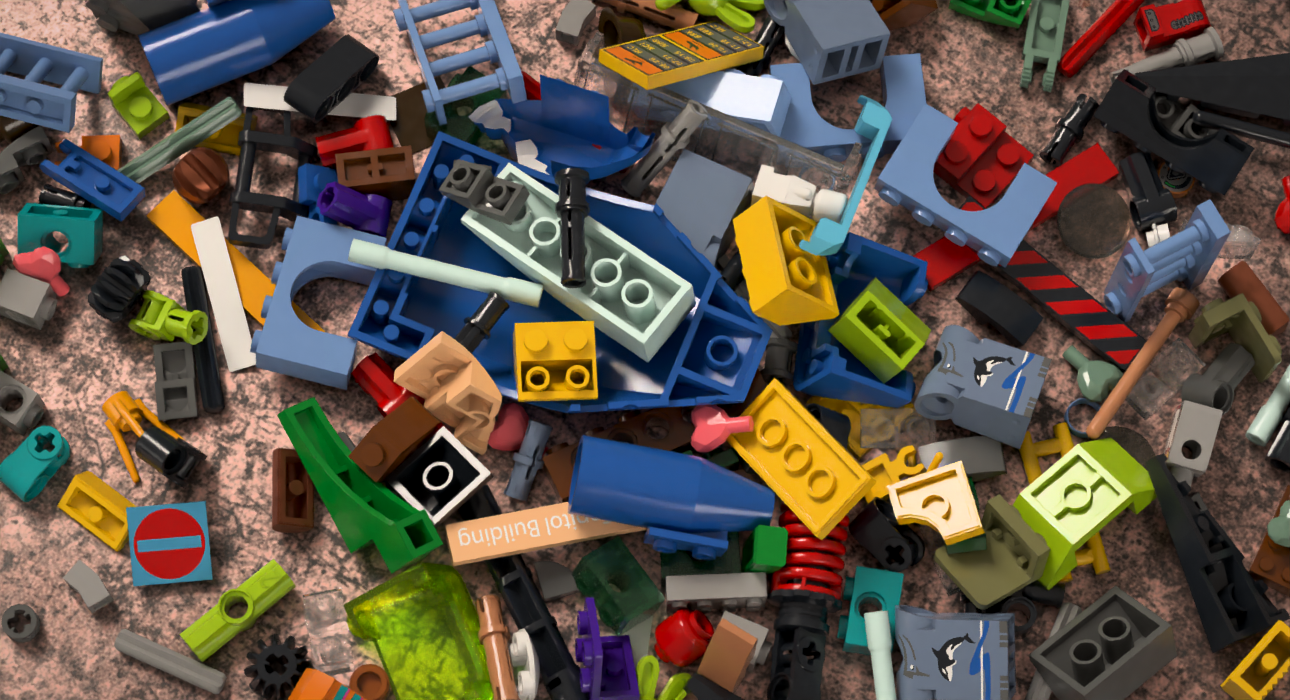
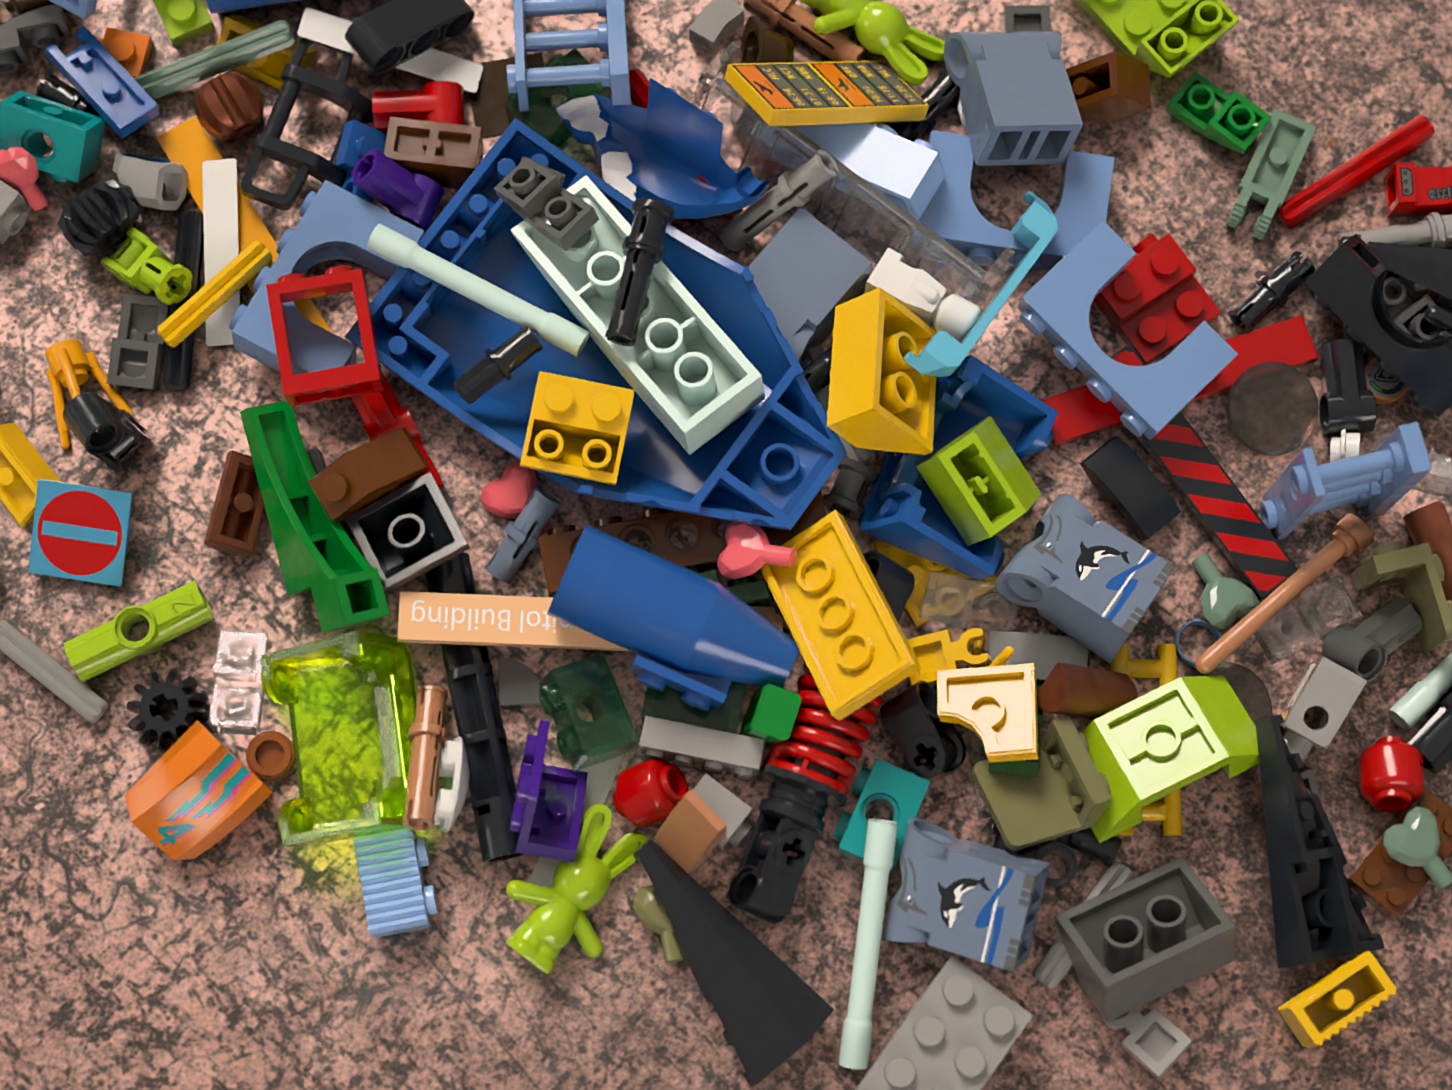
camera: 15 degrees right, 5 degrees up
(152, 249) = (151, 180): none -> light grey rock
(229, 327) = (214, 294): none -> yellow axle
(349, 372) = (332, 382): none -> red window
(453, 389) = (452, 431): light nougat slope -> none
(1005, 473) = (1084, 691): none -> copper brick
(1261, 481) = (1391, 774): none -> red head

